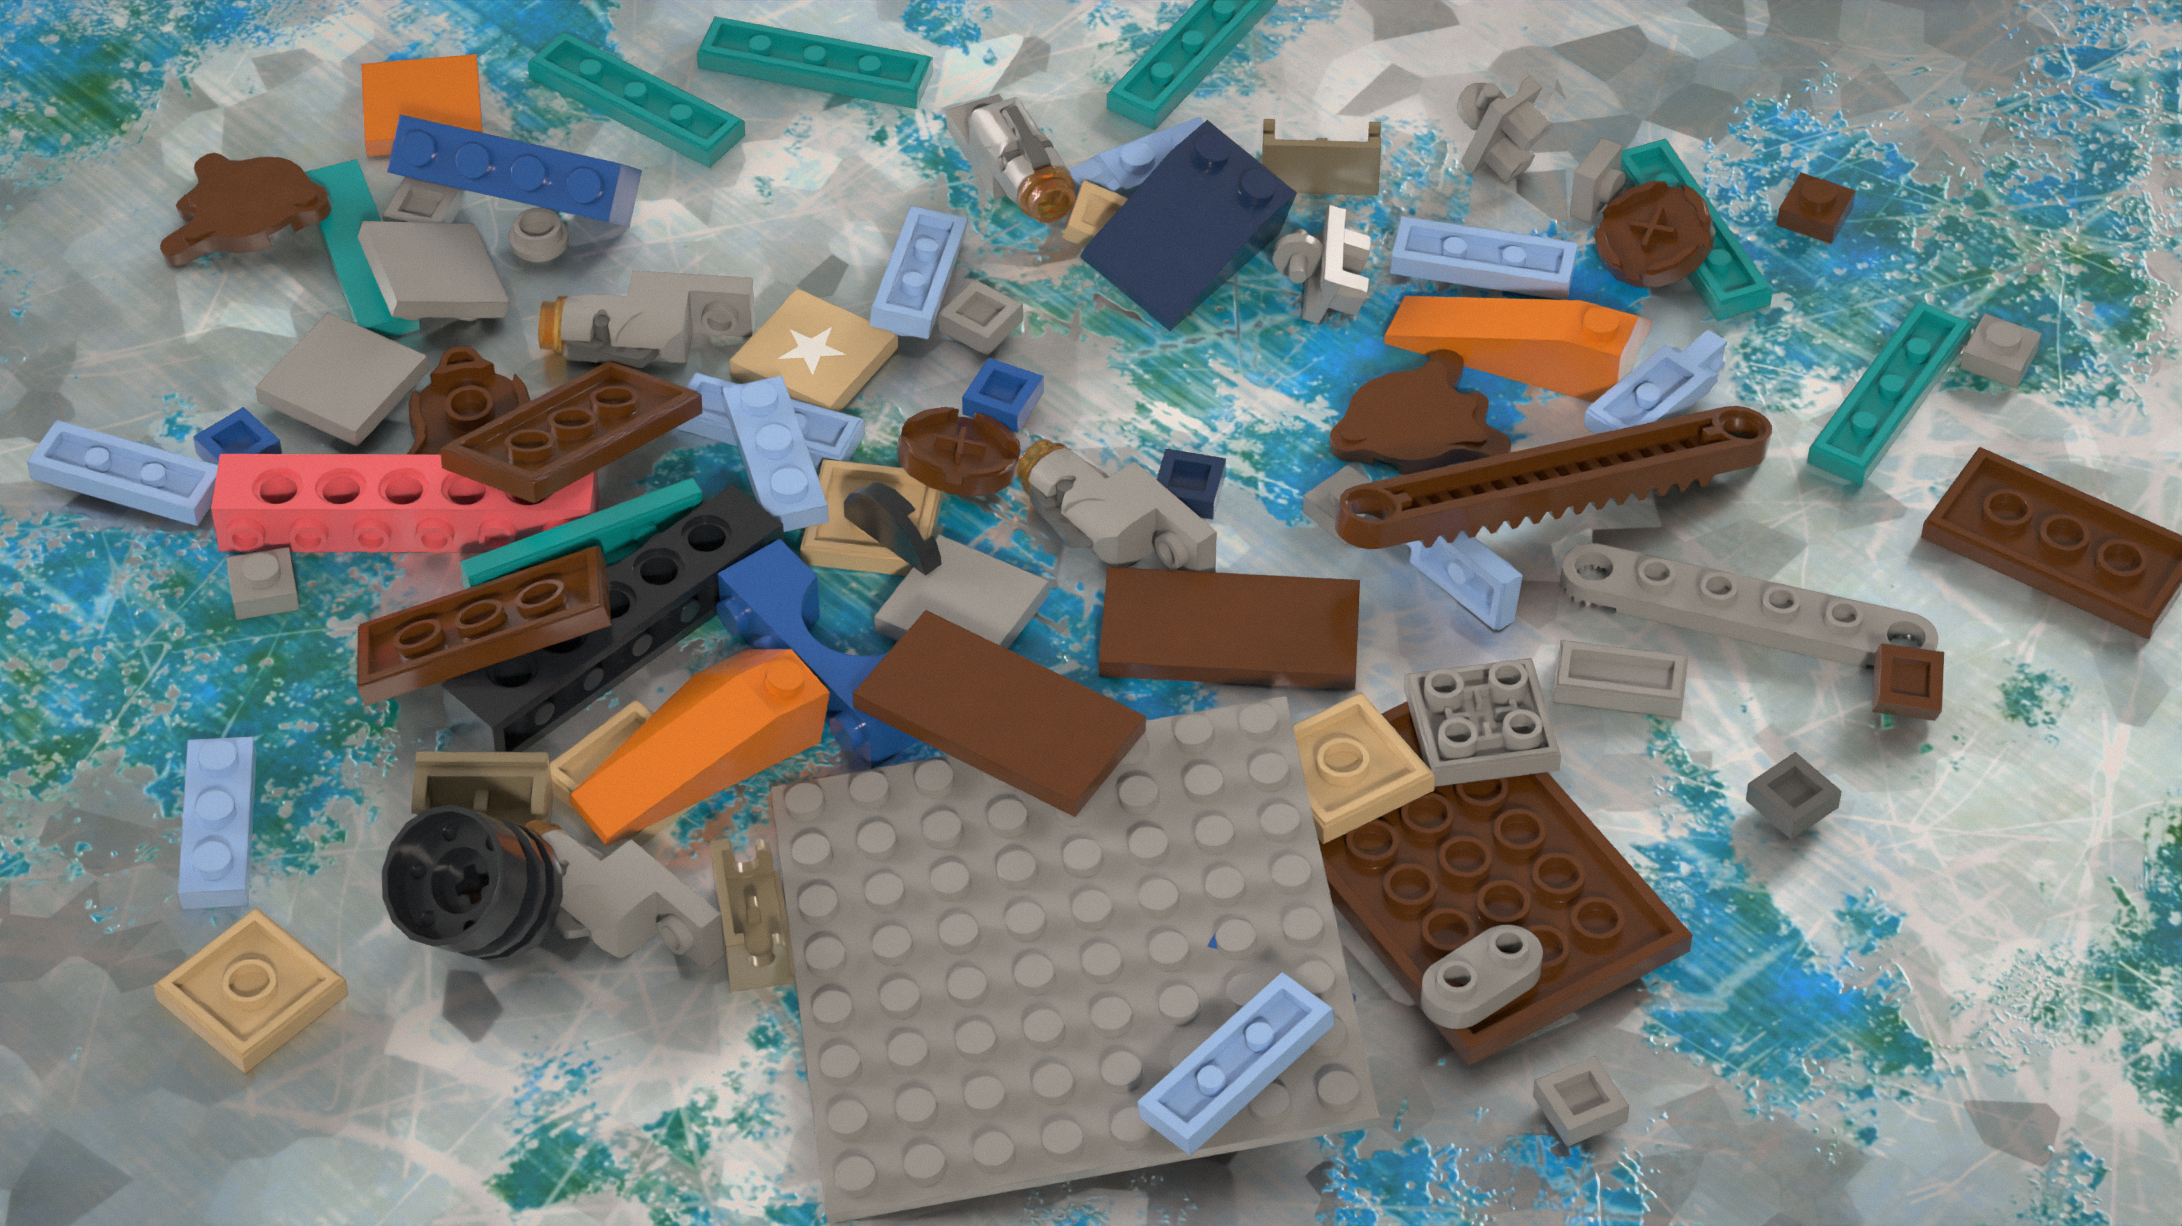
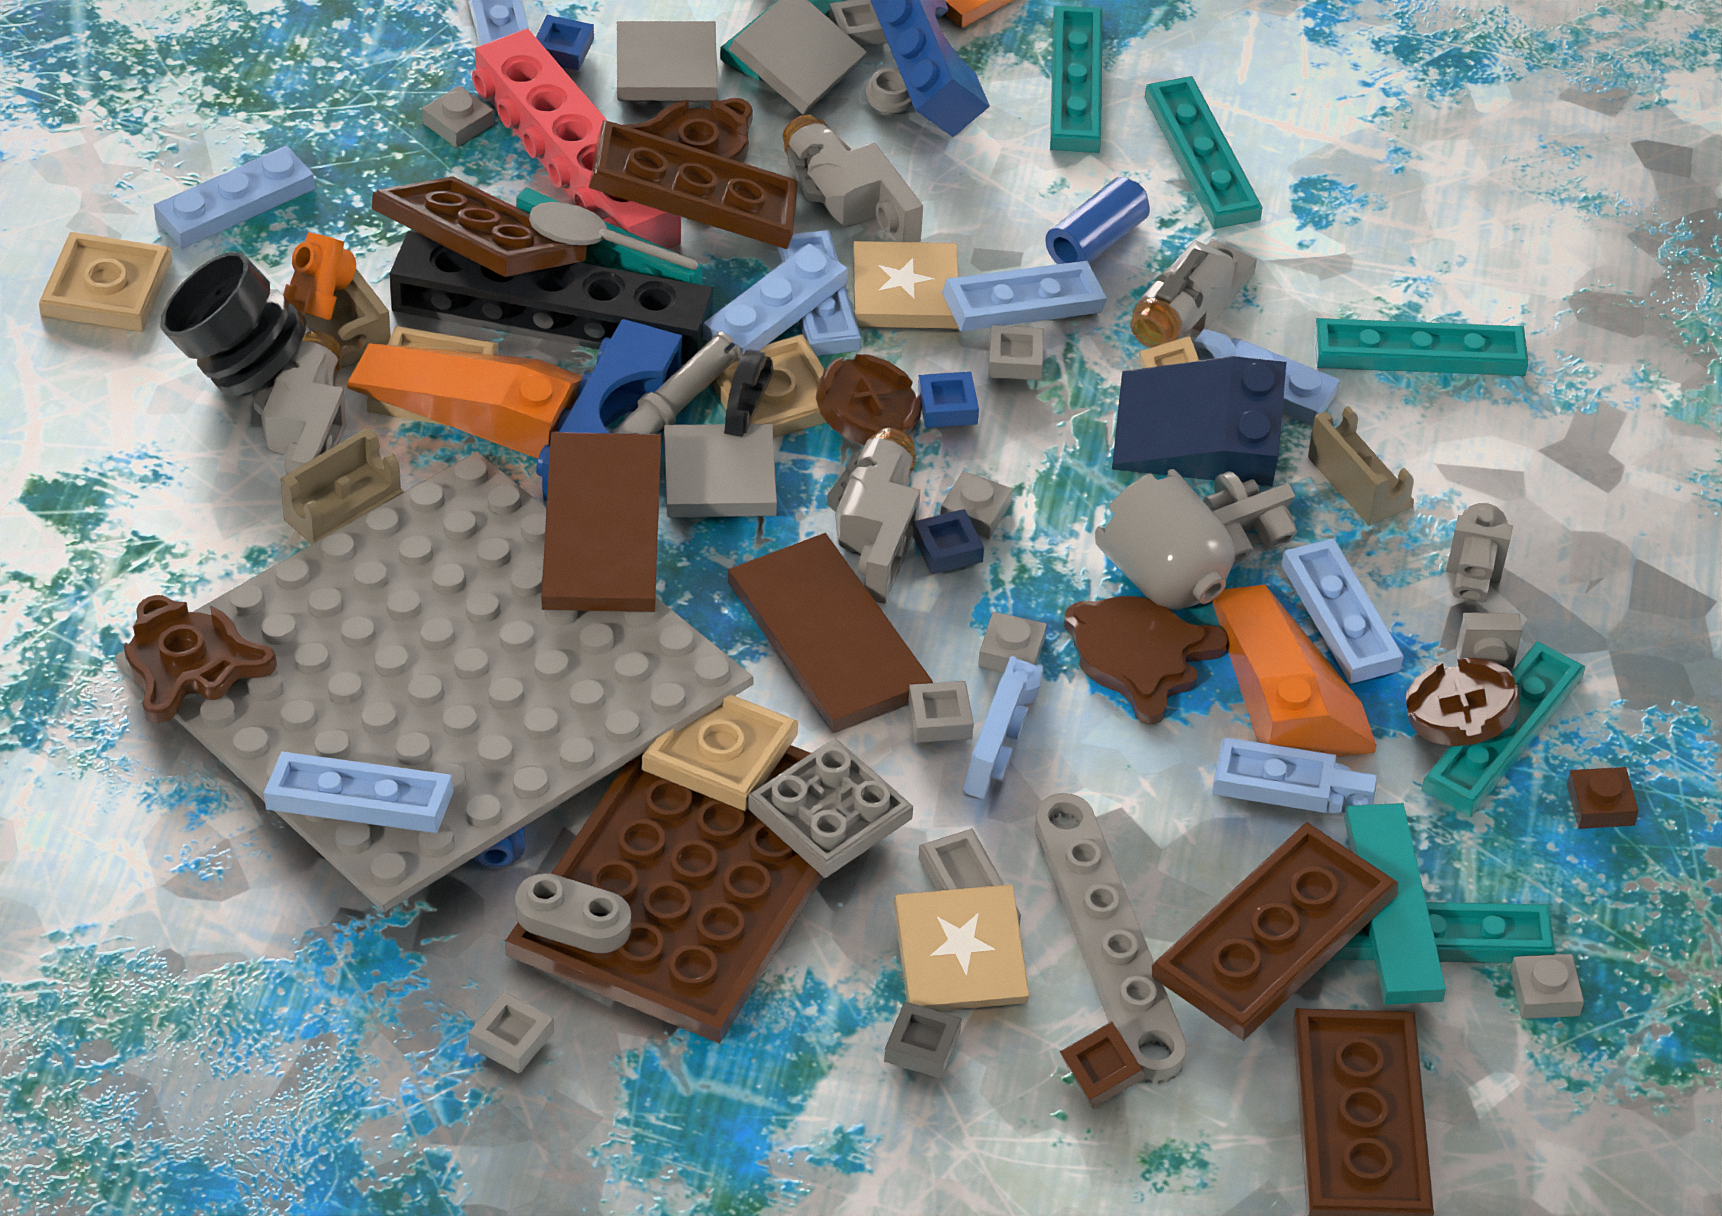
camera: 55 degrees right, 0 degrees up
(472, 788) = (319, 269): none -> orange plate
(576, 544) = (583, 227): none -> light grey piece
(843, 611) = (681, 388): none -> light grey pin
(863, 176) = (1098, 222): none -> blue brick
(902, 1141) = (188, 654): none -> reddish brown tile
(1145, 439) = (982, 500): none -> light grey plate
(1341, 322) = (1168, 542): none -> light grey cylinder
(1402, 592) = (941, 711): none -> light grey plate
(1552, 479) = (1105, 735): reddish brown gear -> none
(1707, 715) = (961, 948): none -> tan tile
(1847, 484) = (1274, 930): none -> reddish brown tile
(1861, 393) = (1401, 931): none -> teal tile

